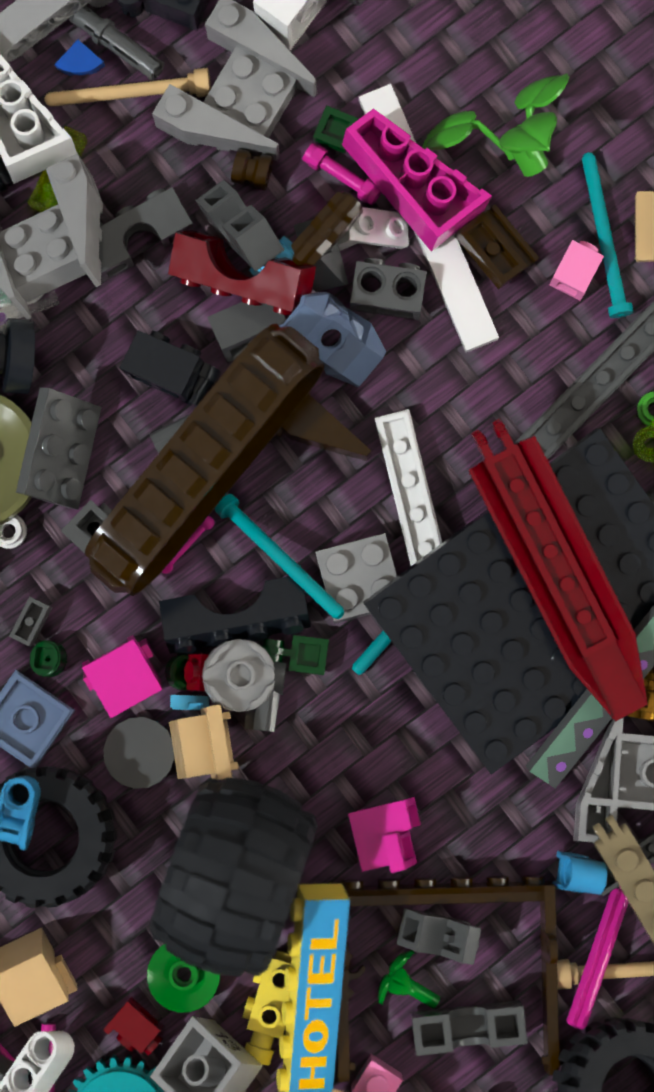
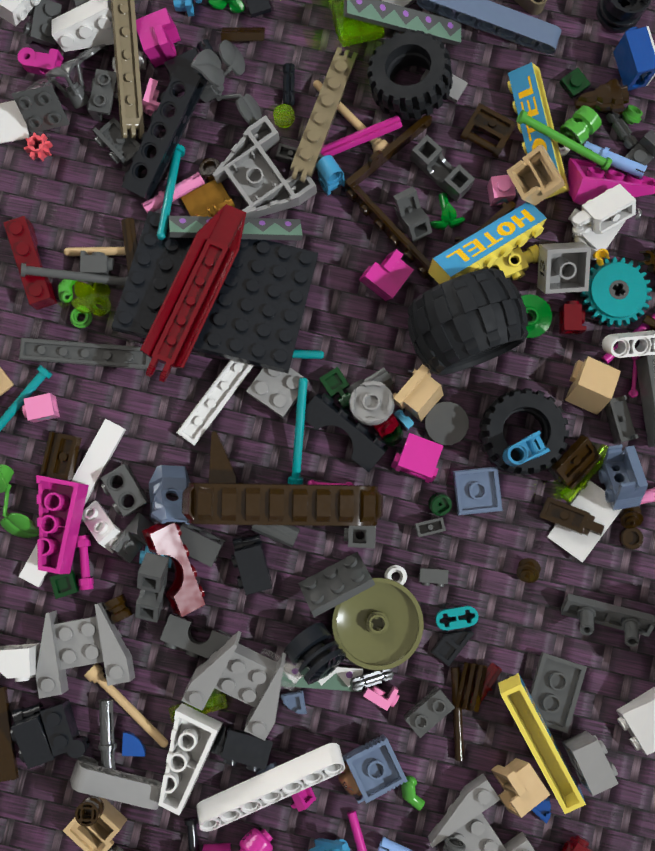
camera: 135 degrees left, 0 degrees up
(326, 229) = (118, 539): dark brown rock -> none

